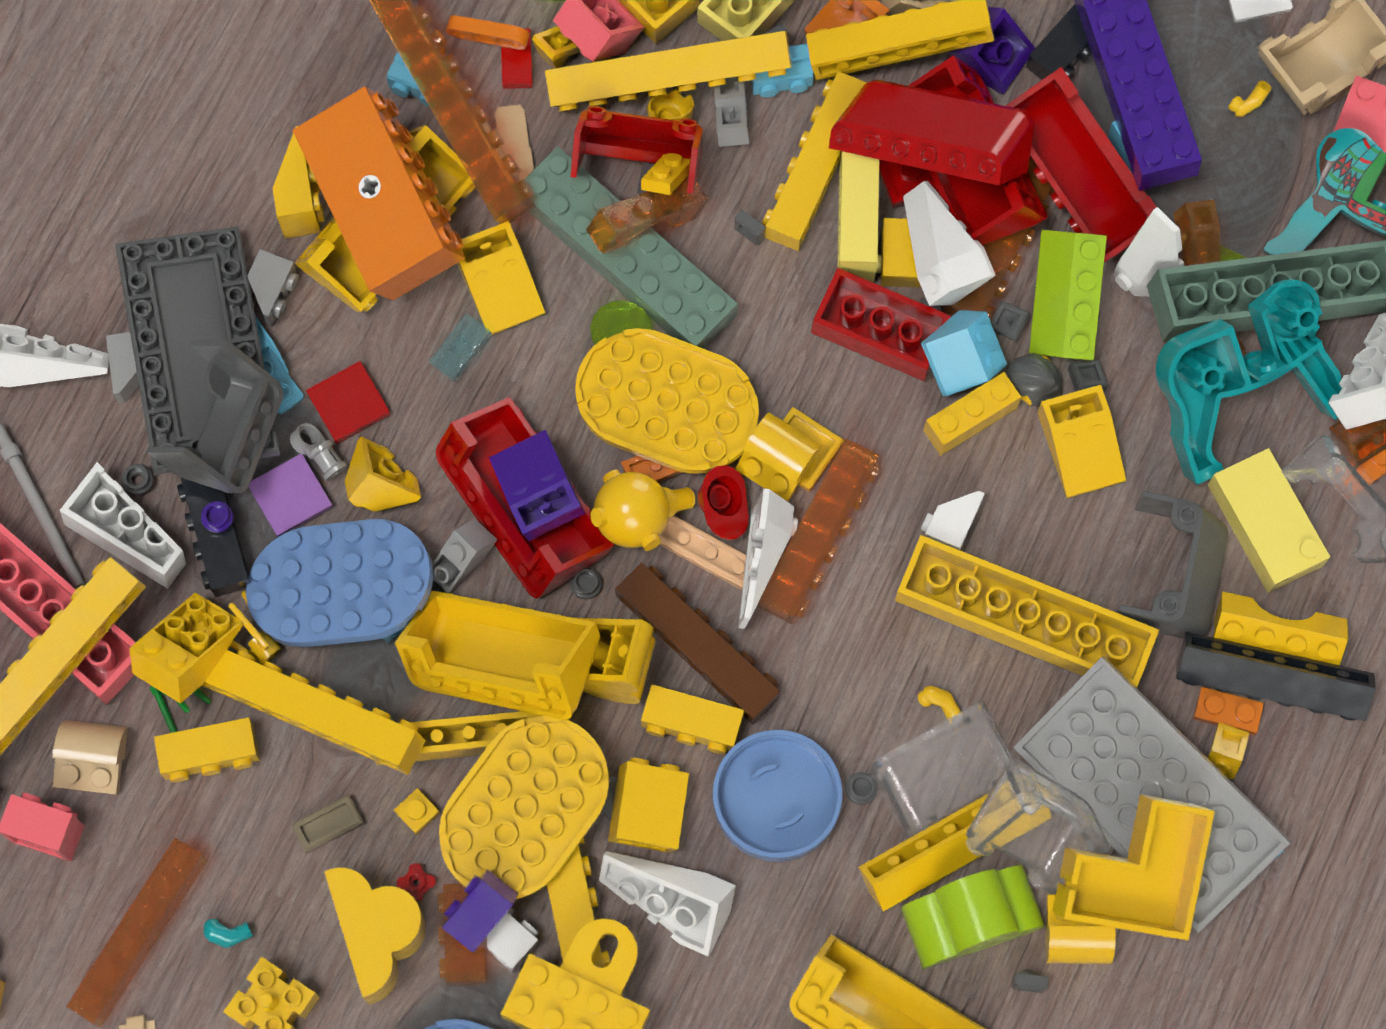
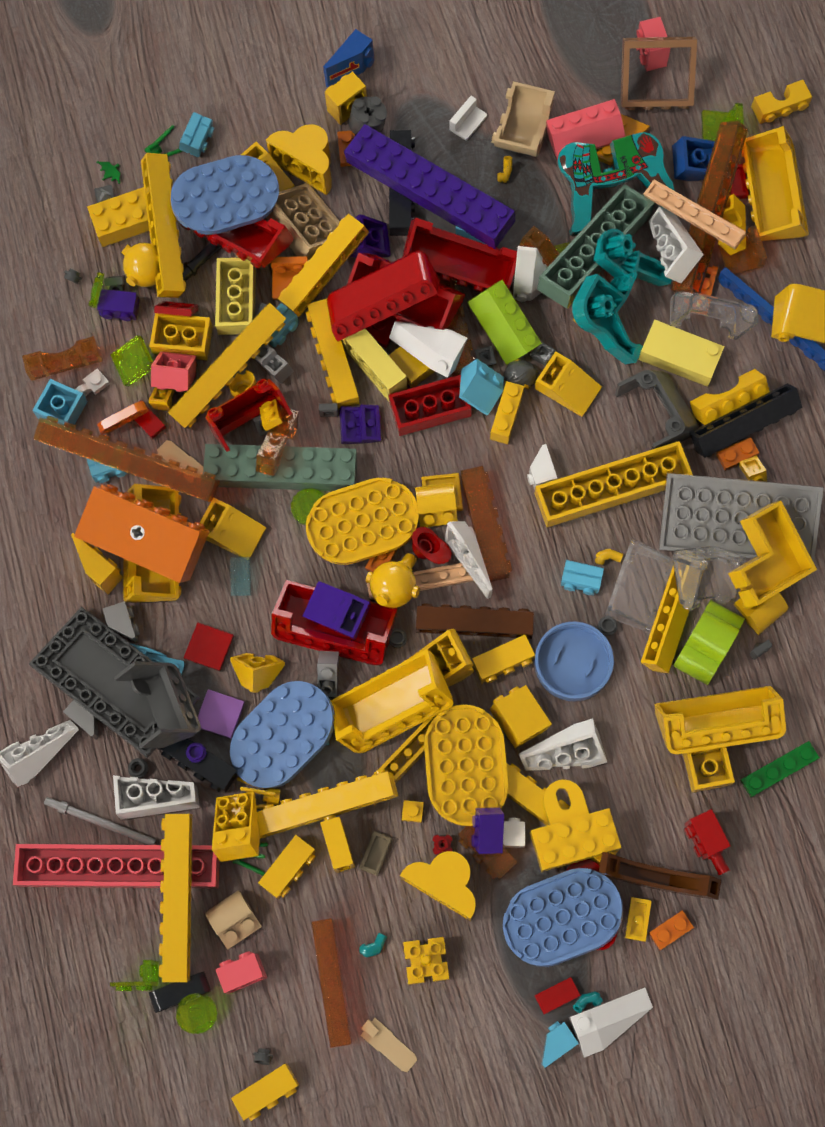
camera: 35 degrees left, 0 degrees up
(288, 771) = (337, 843): none -> yellow brick
(320, 450) = (215, 680): light grey connector -> none
(774, 278) = (360, 424): none -> dark purple slope
(881, 699) = (582, 577): none -> medium azure brick

